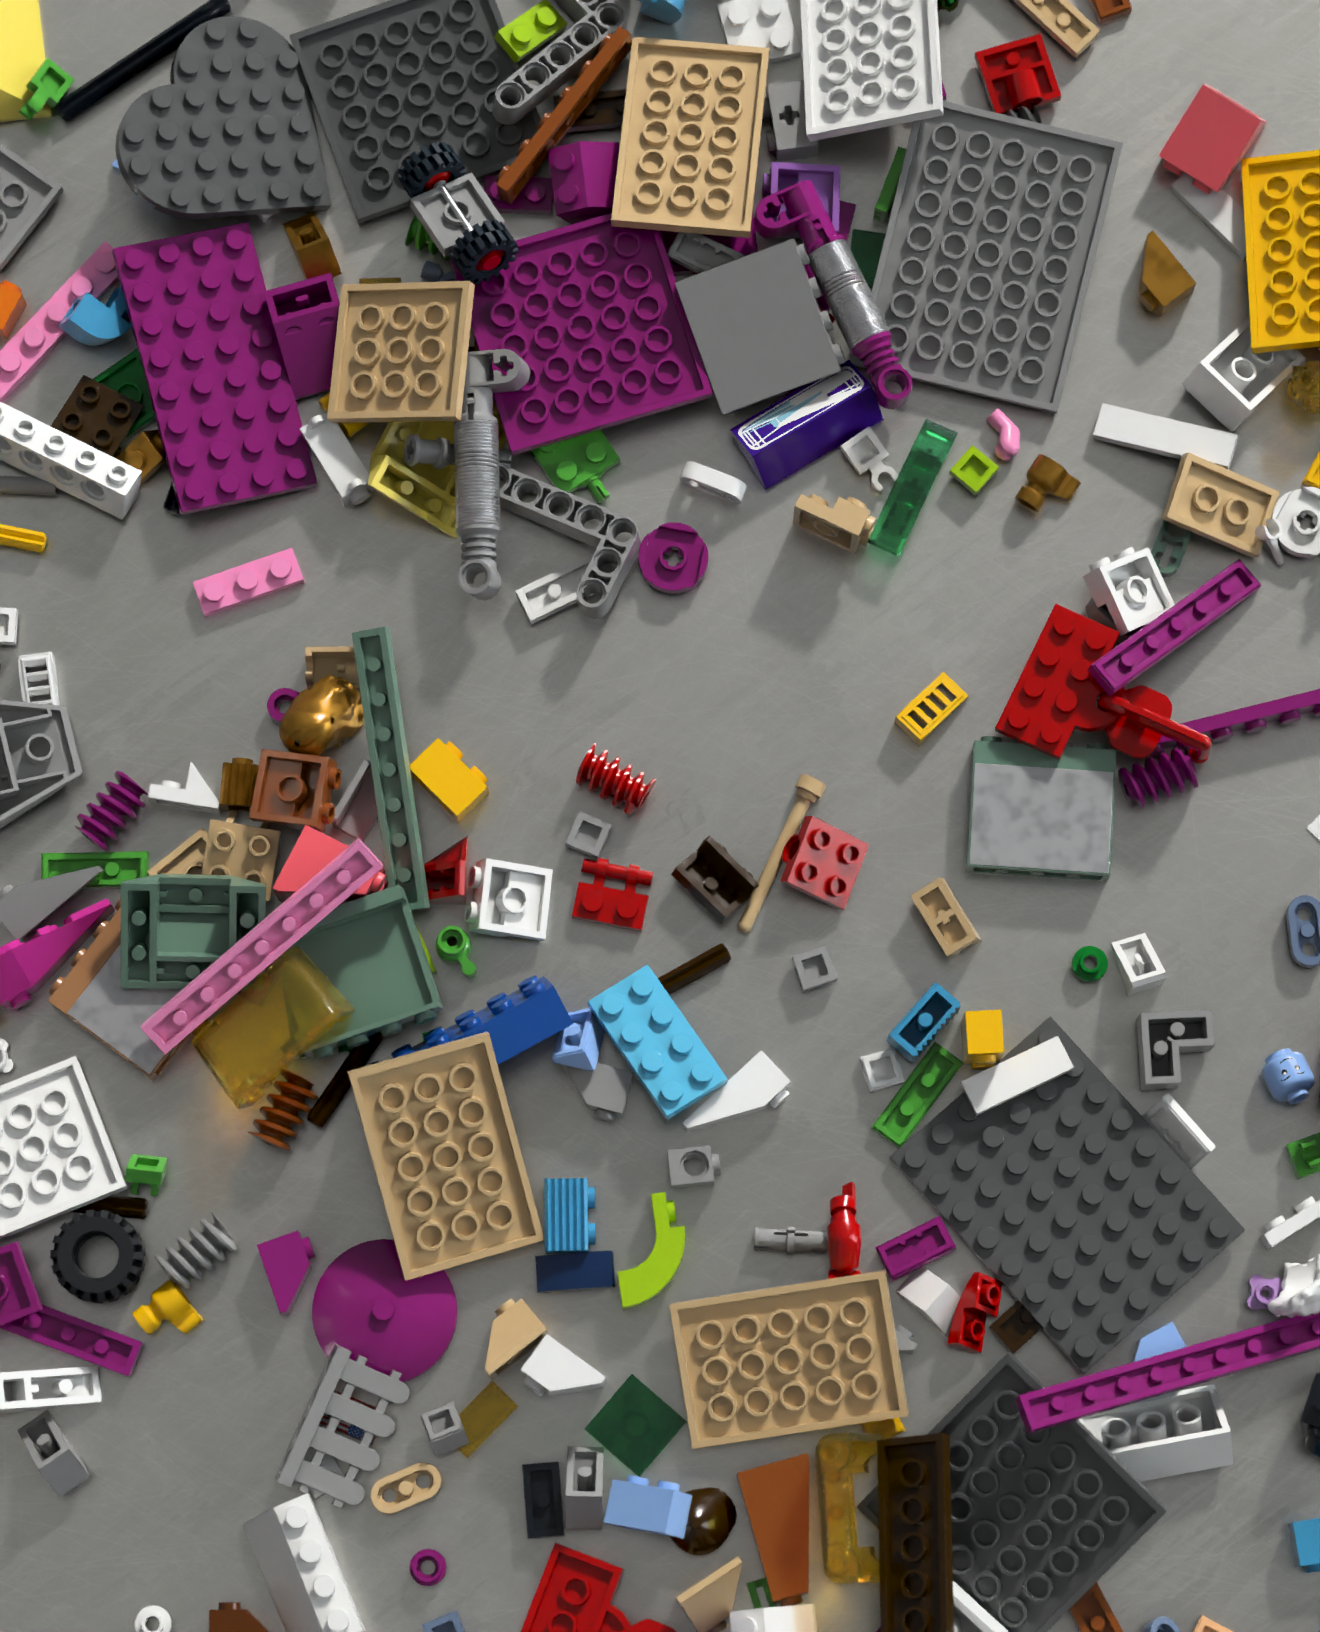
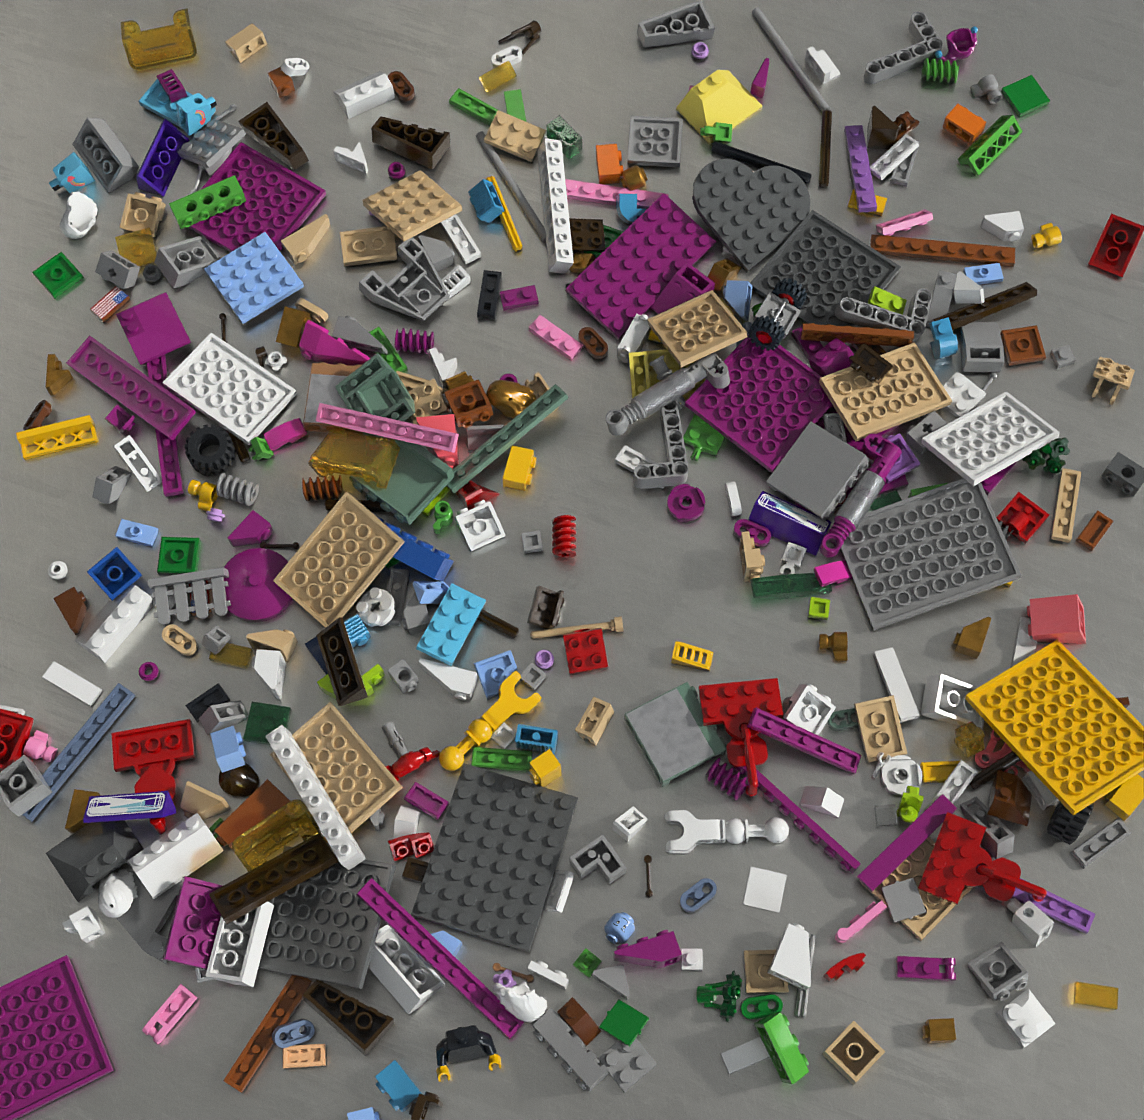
camera: 60 degrees right, 10 degrees down
(40, 277) = (634, 178): none -> pearl gold head
(100, 639) = (489, 294): none -> black plate
(136, 596) = (519, 297): none -> magenta plate
(142, 1117) = (284, 433): none -> dark pink slope
(166, 1458) = (136, 532): none -> light blue plate
(219, 1312) = (215, 515): none -> lavender plate
(229, 1531) = (114, 573): none -> blue slope
(252, 1411) = (178, 555): none -> green tile
(300, 527) = (594, 343): none -> reddish brown plate
(321, 1263) = (295, 545): none -> dark brown hinge
(372, 251) = (739, 296): none -> light blue slope
(546, 1104) = (397, 587): none -> light grey tile
(558, 1126) = (369, 601): none -> white plate
(610, 905) = (505, 570): red plate -> none
(621, 1249) = (341, 663): none -> dark brown slope
(637, 128) = (870, 363): none -> dark brown bracket
(770, 1024) = (494, 671): none -> light blue tile
(786, 490) = (754, 529): none -> magenta plate
(795, 934) = (544, 659): none -> lavender plate
(820, 1413) = (315, 797): none -> white brick
(849, 1071) = (481, 729): none -> yellow piece
(931, 413) = (832, 573): none -> dark pink slope
(1009, 435) = (847, 614): bright pink arm -> none
(1017, 1075) = (537, 796): white tile -> none
(1084, 973) = (615, 807): green plate -> none
(1187, 1554) = (352, 1019): none -> dark brown wedge
(1205, 971) = (648, 859): none -> dark brown hinge
(1235, 1292) = (529, 978): none -> medium nougat hinge
(1242, 820) = (717, 831): none -> white piece
(1272, 662) = (822, 800): none -> white slope

